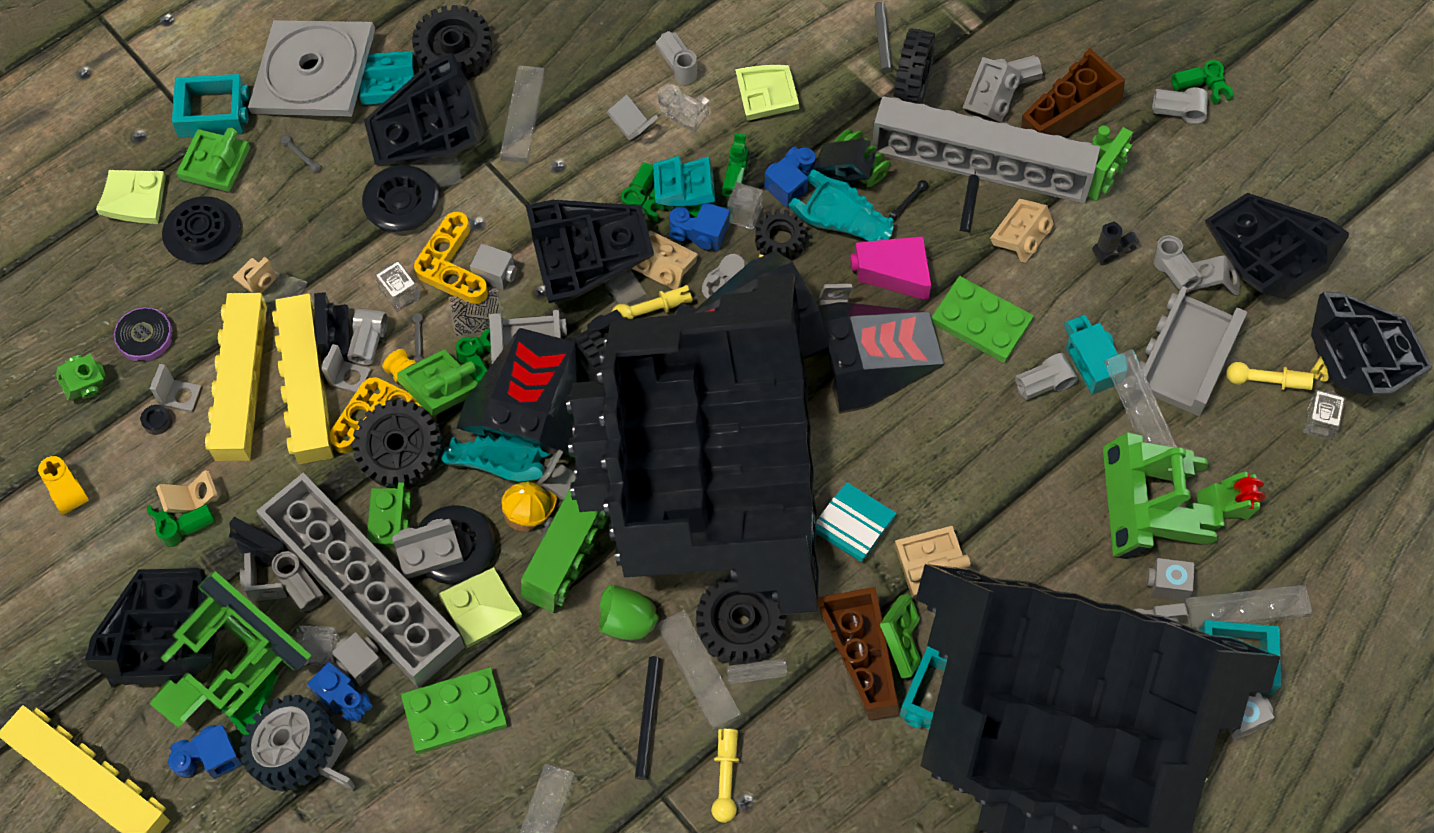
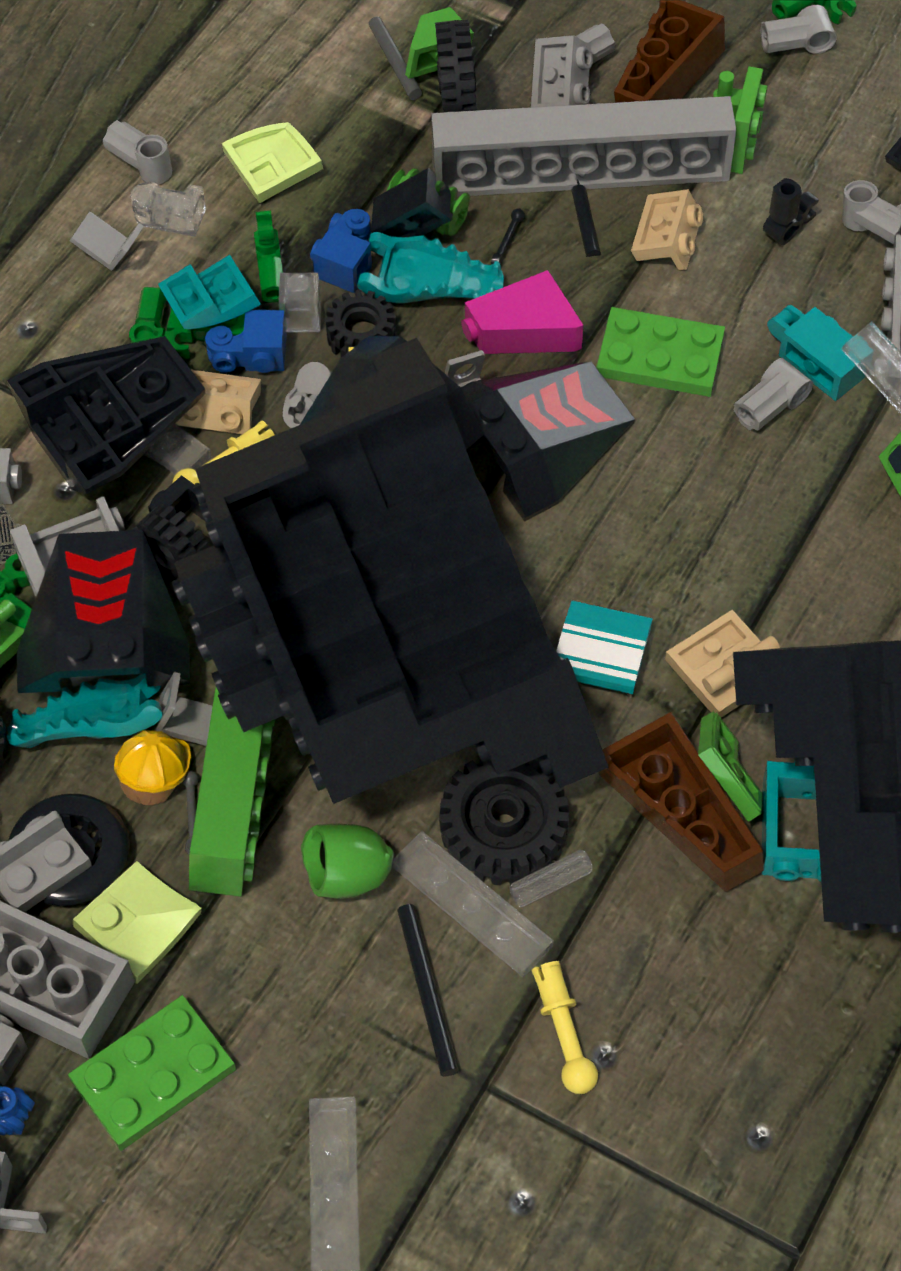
camera: 20 degrees left, 5 degrees down
(917, 20) = (423, 50): none -> bright green slope

